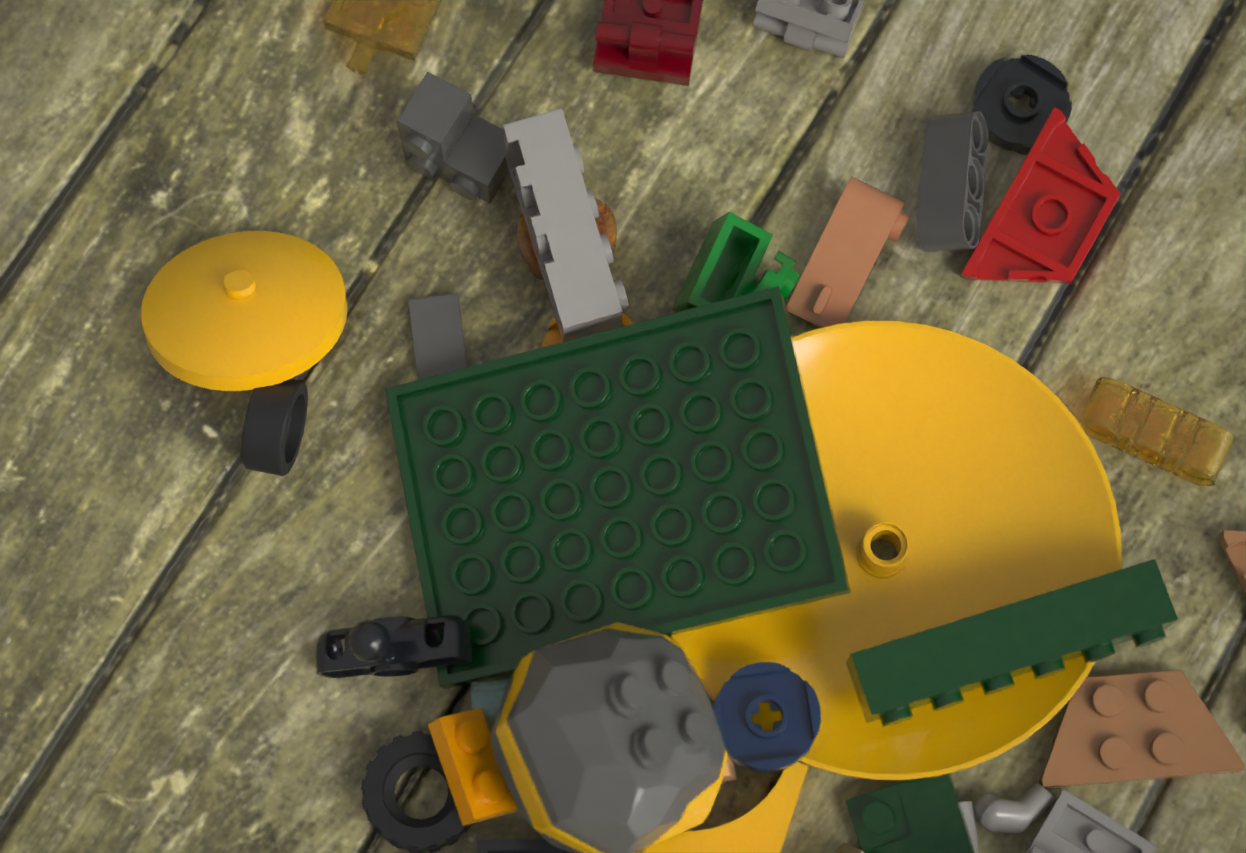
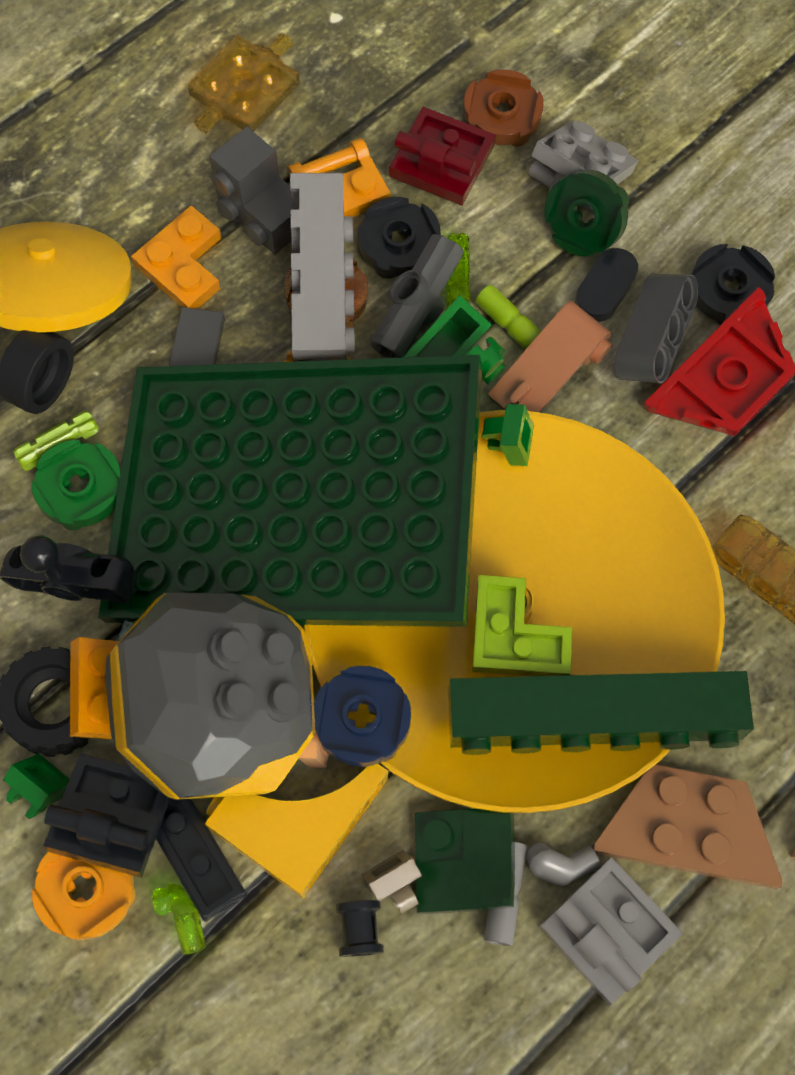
camera: 15 degrees right, 5 degrees down
(319, 497) = (81, 426): none -> lime axle
(359, 512) = (53, 478): none -> green plate
(374, 244) = (172, 257): none -> light orange plate
(565, 89) = (360, 186): none -> light orange plate
(626, 173) = (376, 231): none -> black plate
(675, 219) = (417, 297): none -> dark grey piece
(709, 170) = (460, 279): none -> clear neon green axle
(783, 211) = (507, 316): none -> lime piece
(832, 360) = (511, 434): none -> green tile
(840, 39) = (607, 202): none -> dark green plate
(880, 140) = (607, 283): none -> black tile
(892, 594) = (509, 645): none -> lime plate

